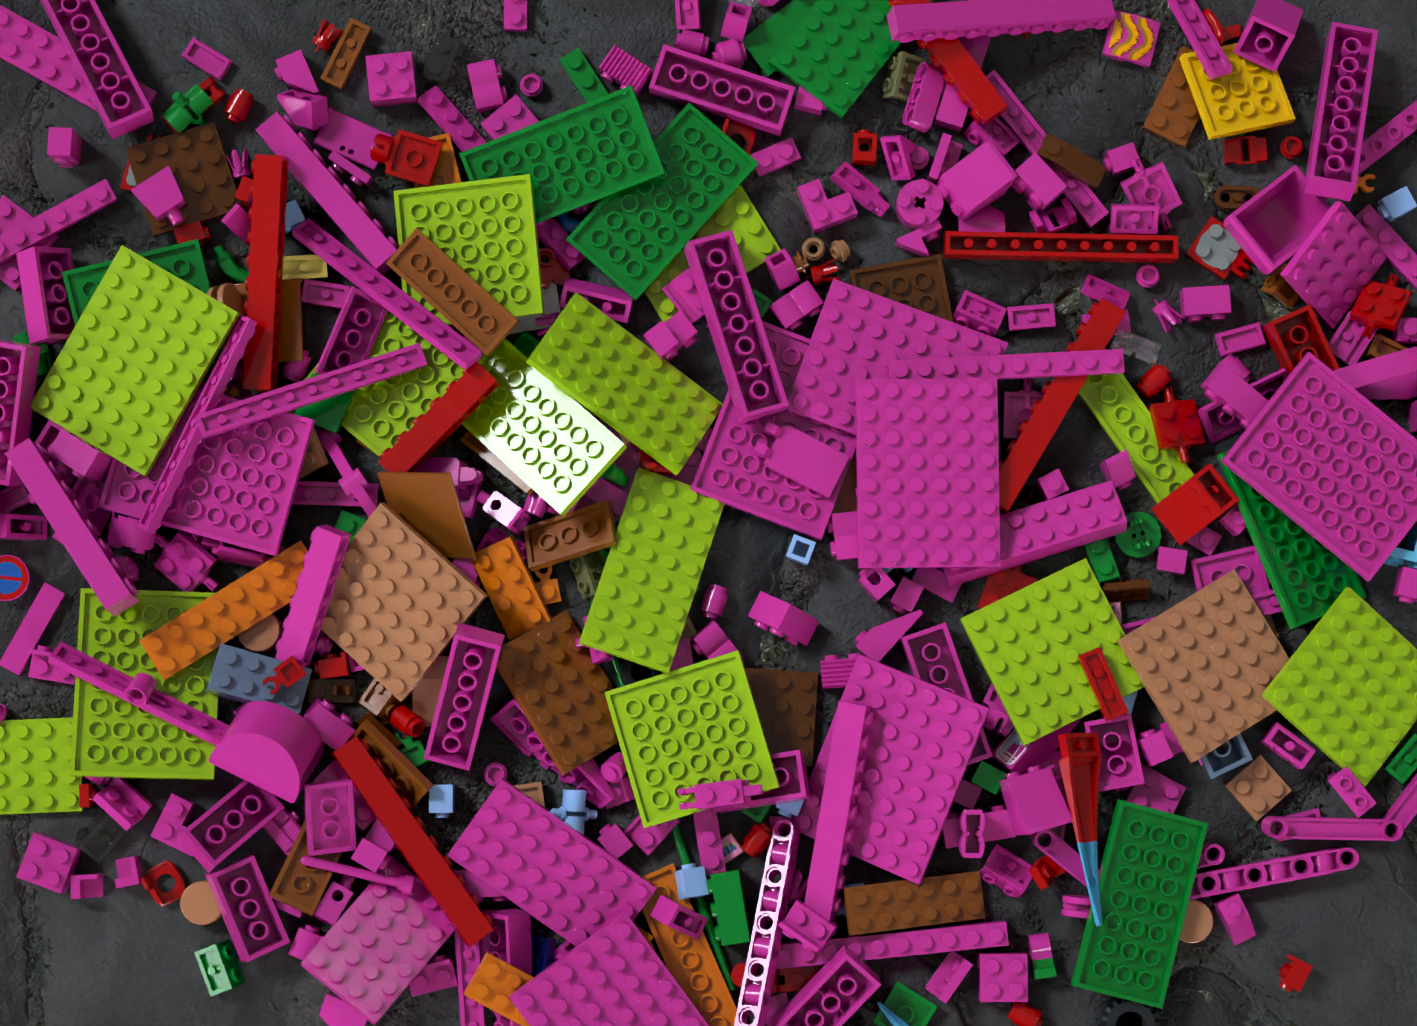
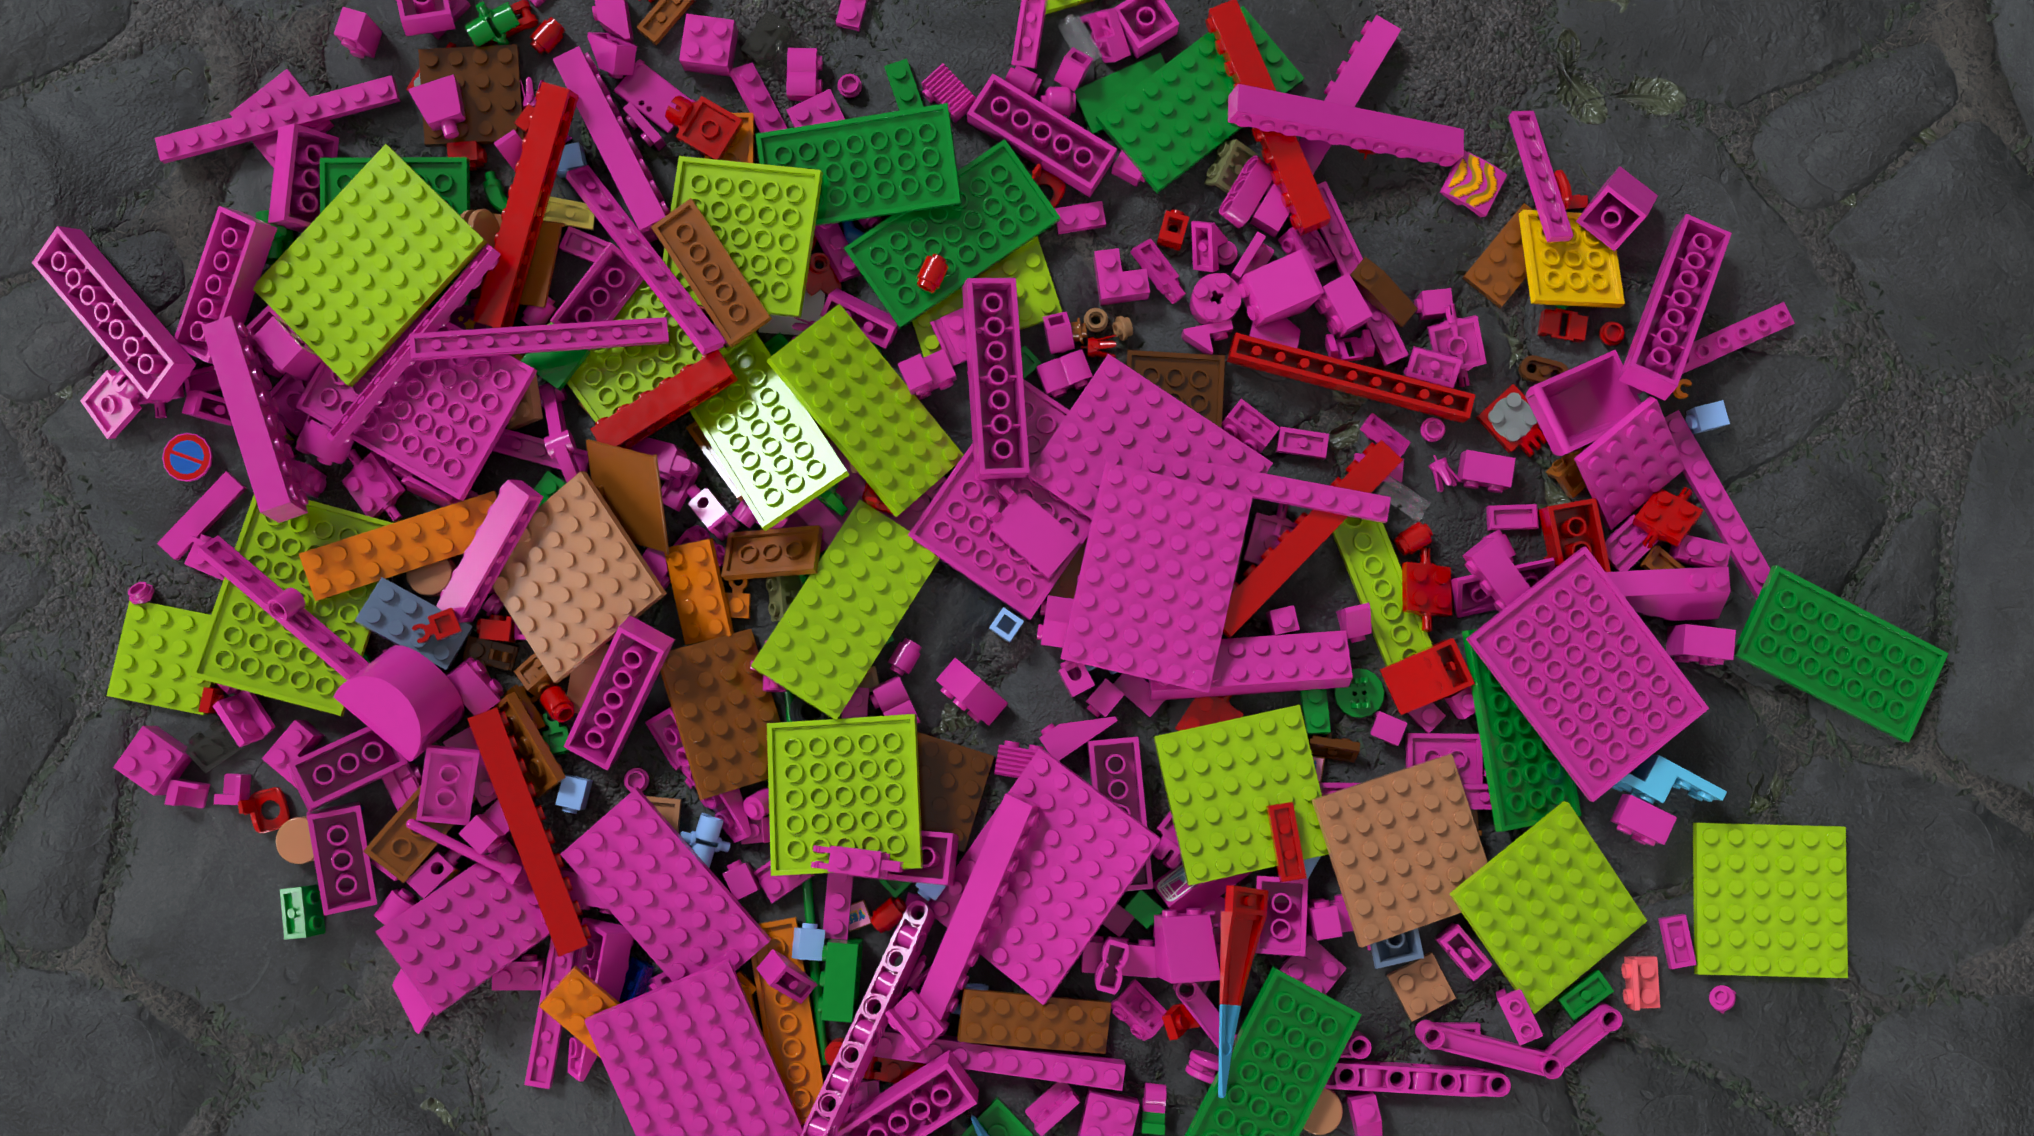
camera: 10 degrees right, 0 degrees up
(654, 243) = (932, 273): none -> red brick

